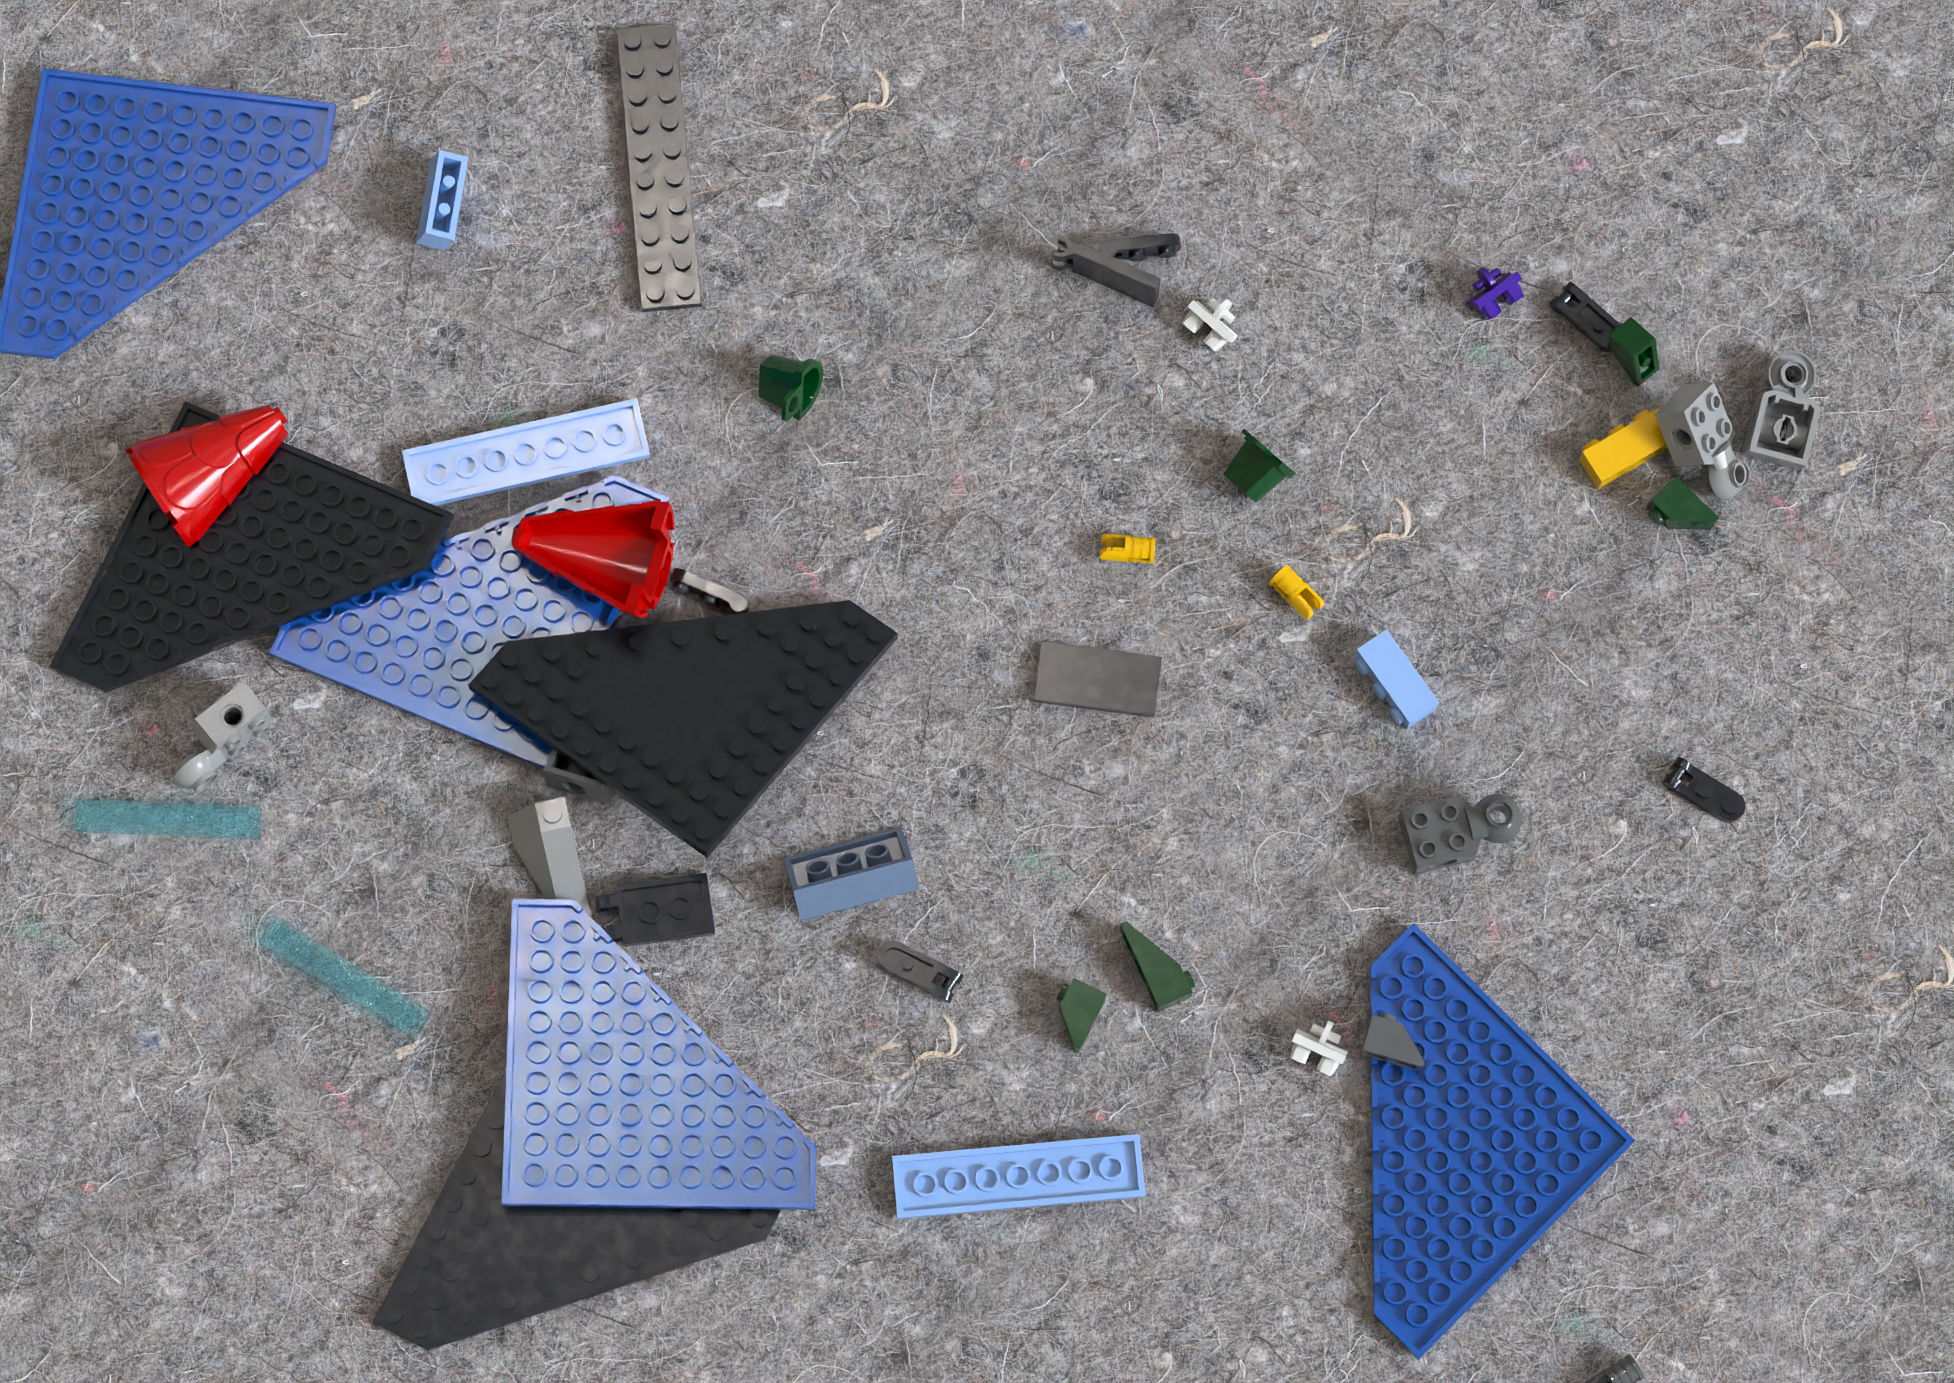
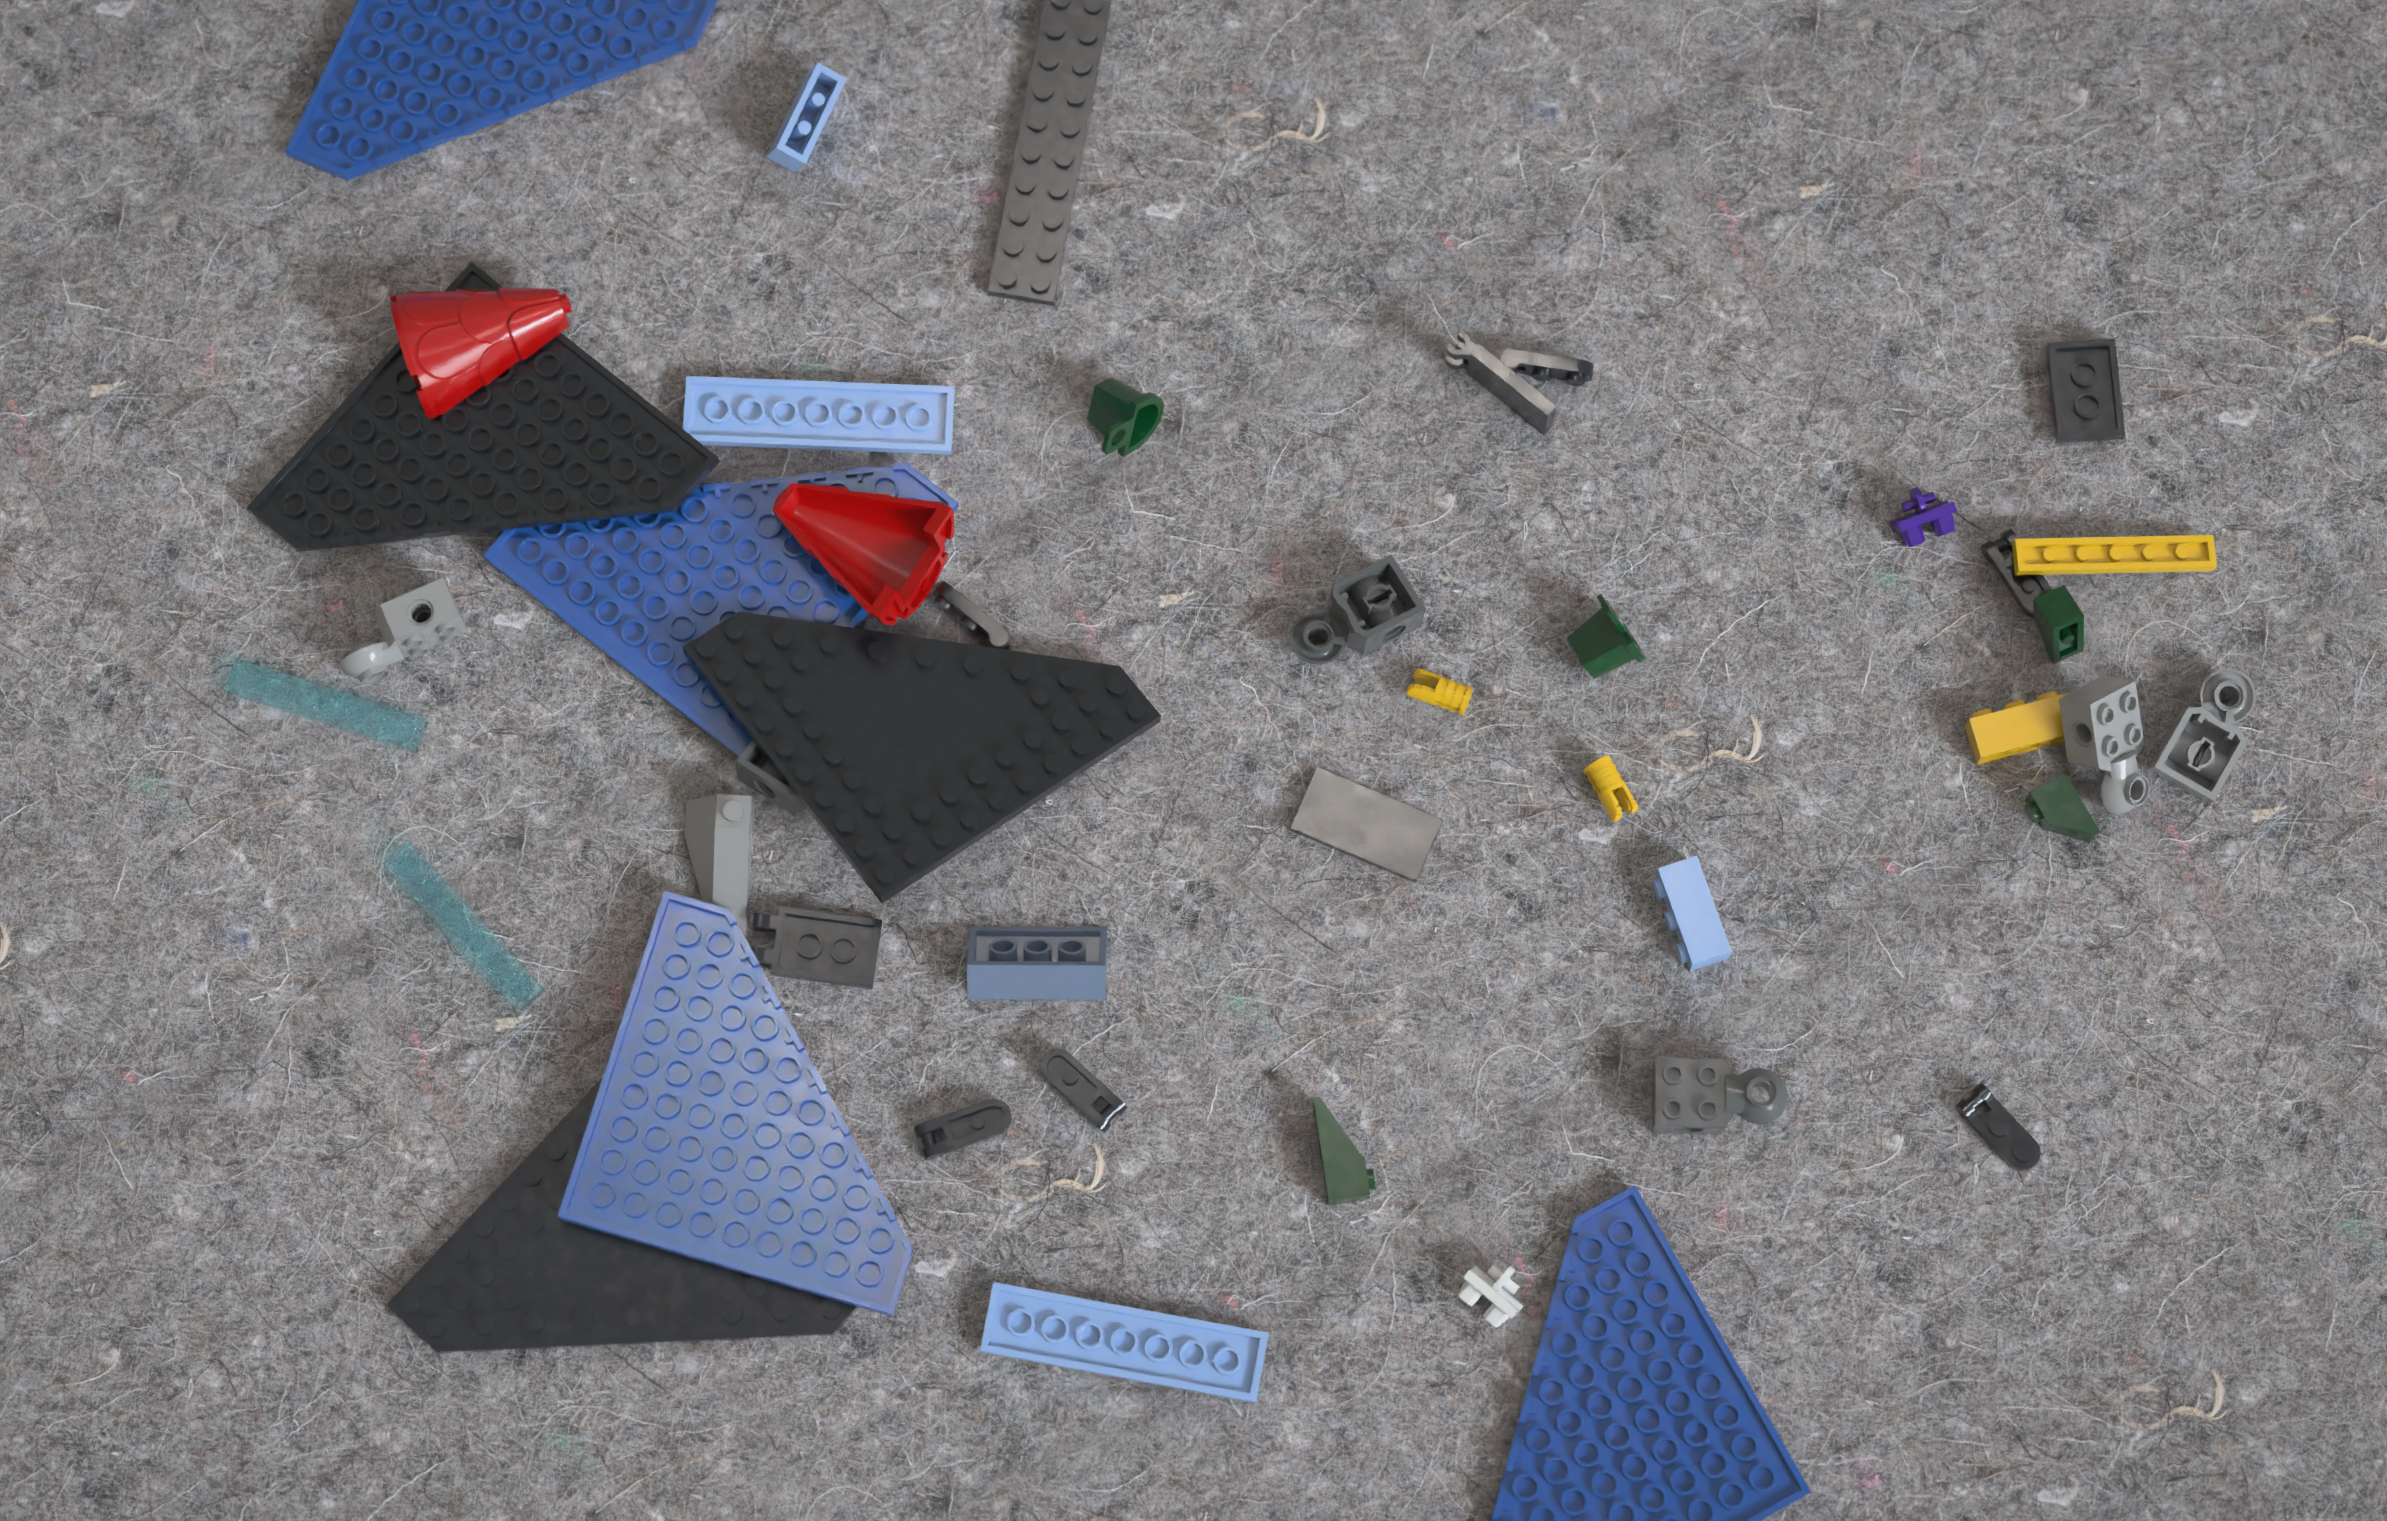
camera: 20 degrees right, 0 degrees up
(828, 1031) = (964, 1127): none -> black plate
(1043, 500) = (1363, 614): none -> dark grey brick
(1079, 1010) = (1242, 1180): dark green slope -> none
(1199, 315) = (1609, 482): white hips -> none
(1391, 1043) = (1570, 1309): dark grey slope -> none
(1599, 148) = (2085, 390): none -> black plate
(1663, 280) = (2114, 555): none -> yellow plate

